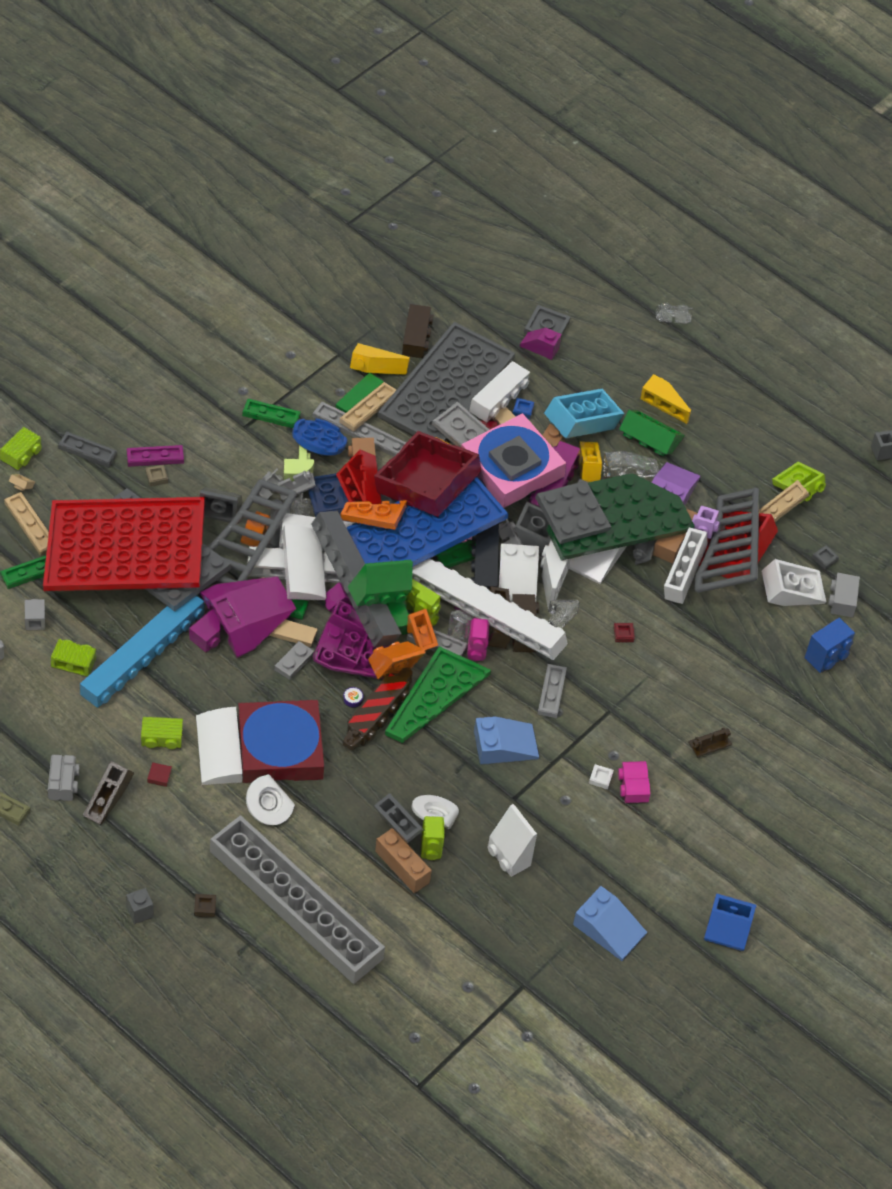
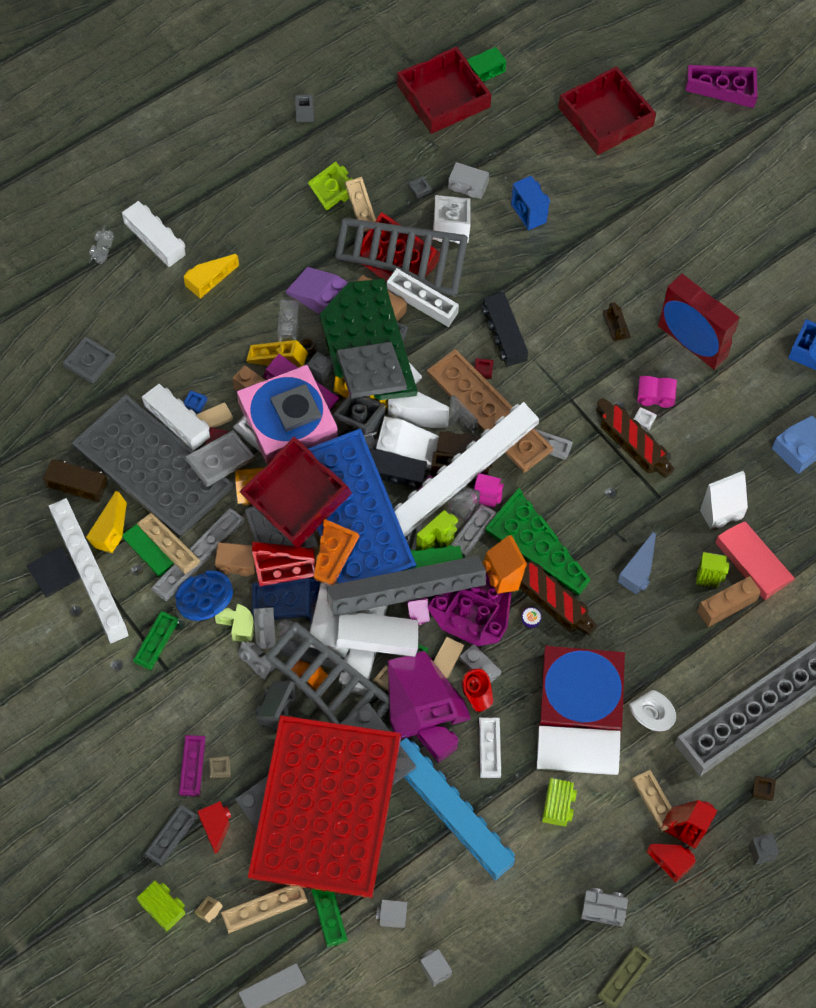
camera: 75 degrees left, 10 degrees up
(73, 657) = (454, 879): lime brick -> none
(99, 476) = (215, 823): none -> red slope
(108, 792) = (626, 863): dark brown slope -> none
(116, 831) = (672, 859): none -> red slope
(151, 835) = (691, 821): none -> red wedge
(159, 774) = (605, 812): dark red tile -> none
(178, 816) = (653, 797): none -> tan tile
(211, 676) = (490, 748): none -> white tile
(260, 655) = (480, 691): none -> red cap
(323, 331) = (53, 572): none -> black tile
(326, 352) = (88, 571): none -> white brick
(382, 583) = (431, 558): green slope -> none
(398, 818) = (694, 593): dark grey slope -> none
(422, 629) = (472, 538): orange slope -> none
(426, 781) = (638, 570): none -> sand blue slope
(435, 806) = (676, 564): white hat -> none
(459, 885) = (754, 559): none -> coral slope
(504, 740) = (599, 492): medium blue slope -> none
(542, 342) = (114, 368): magenta slope -> none
(573, 764) = (633, 438): none -> dark brown hinge
(582, 631) = (461, 379): none -> medium nougat plate
(583, 413) = (228, 344): medium azure brick -> none
(650, 432) = (250, 294): green slope -> none
(672, 643) = (505, 329): none -> black brick
(698, 350) = (154, 233): none -> white brick
(706, 520) = (380, 267): lavender brick -> none
(717, 795) = (698, 321): none -> tile

